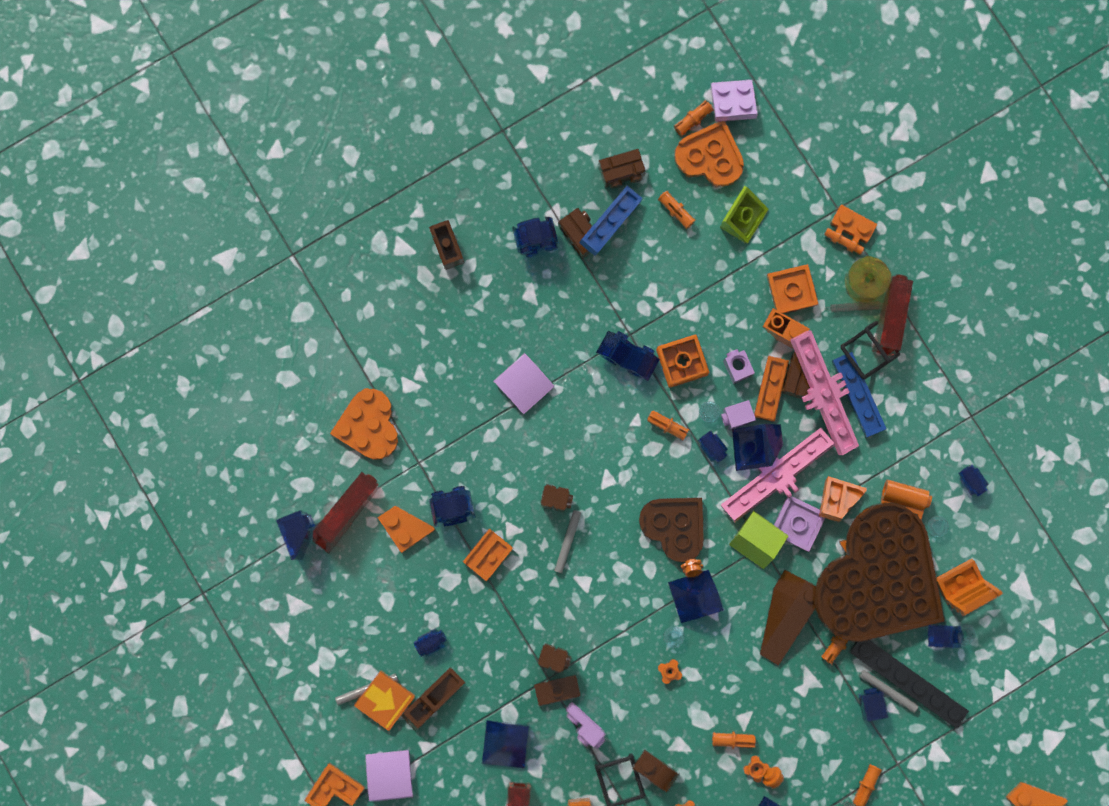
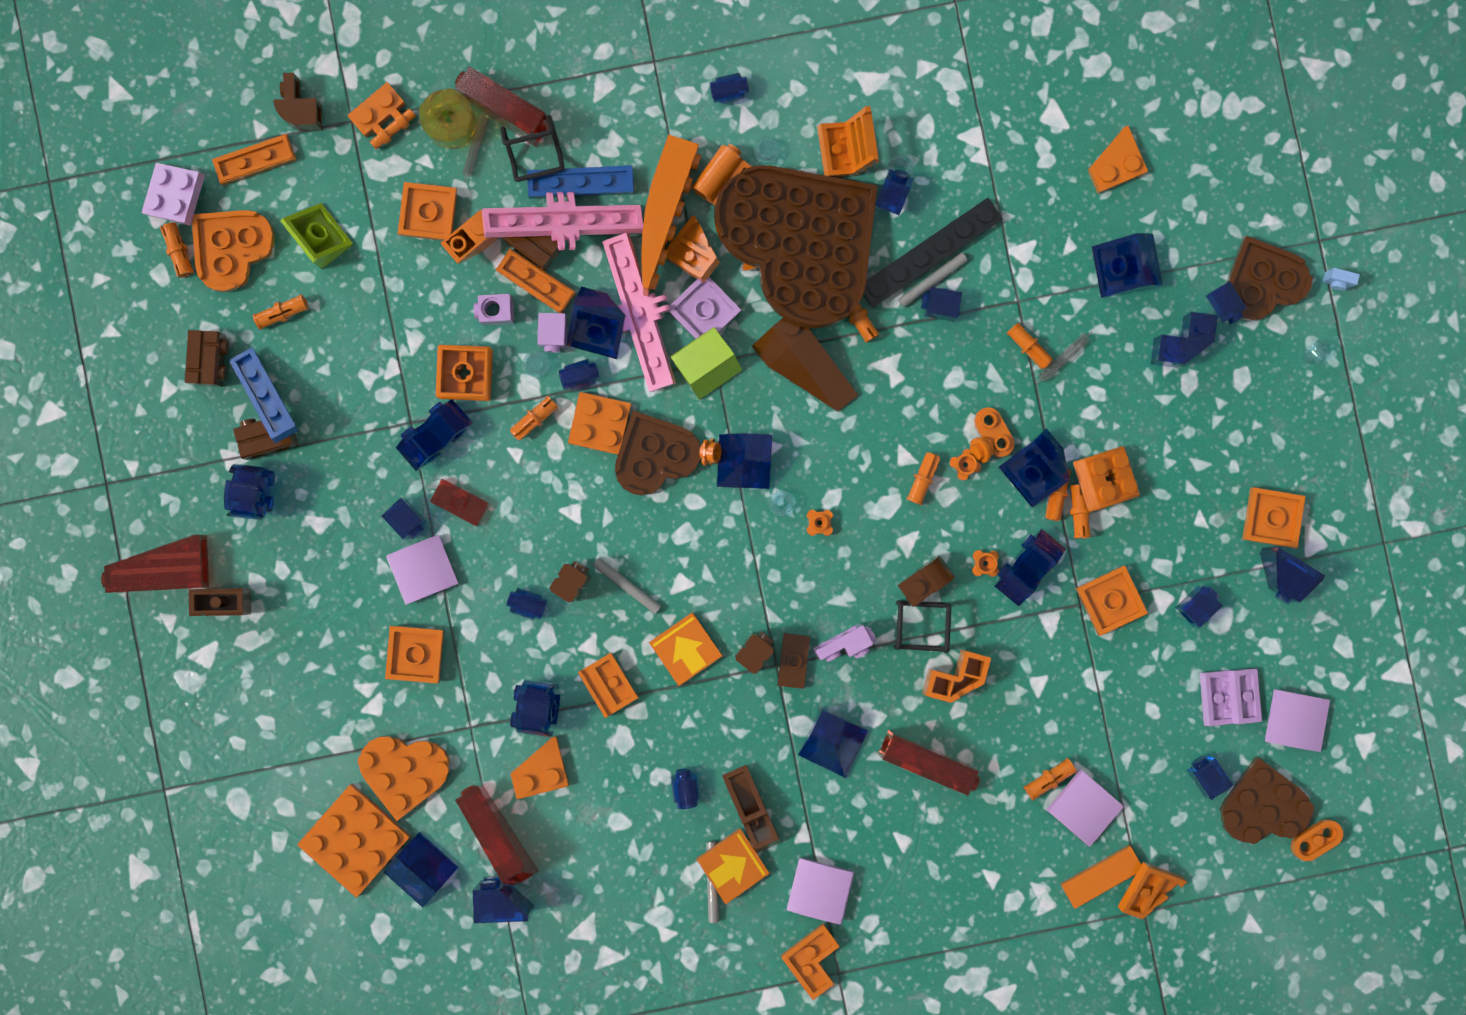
camera: 75 degrees left, 5 degrees up
(299, 465) = (421, 869): none -> clear blue slope
(304, 407) = (354, 840): none -> orange plate
(456, 195) = (167, 567): none -> clear red slope
(458, 401) = (414, 654): none -> orange plate
(526, 471) = (526, 604): none -> clear blue brick
(536, 603) = (685, 649): none -> orange tile
(556, 357) = (404, 519): none -> clear blue brick
(584, 393) = (459, 502): none -> clear red plate
(682, 475) = (599, 423): none -> orange plate
(781, 149) = (254, 159): none -> orange tile
(790, 783) = (993, 432): none -> orange plate
(828, 168) = (298, 112): none -> reddish brown brick
(867, 464) = (665, 204): none -> orange slope

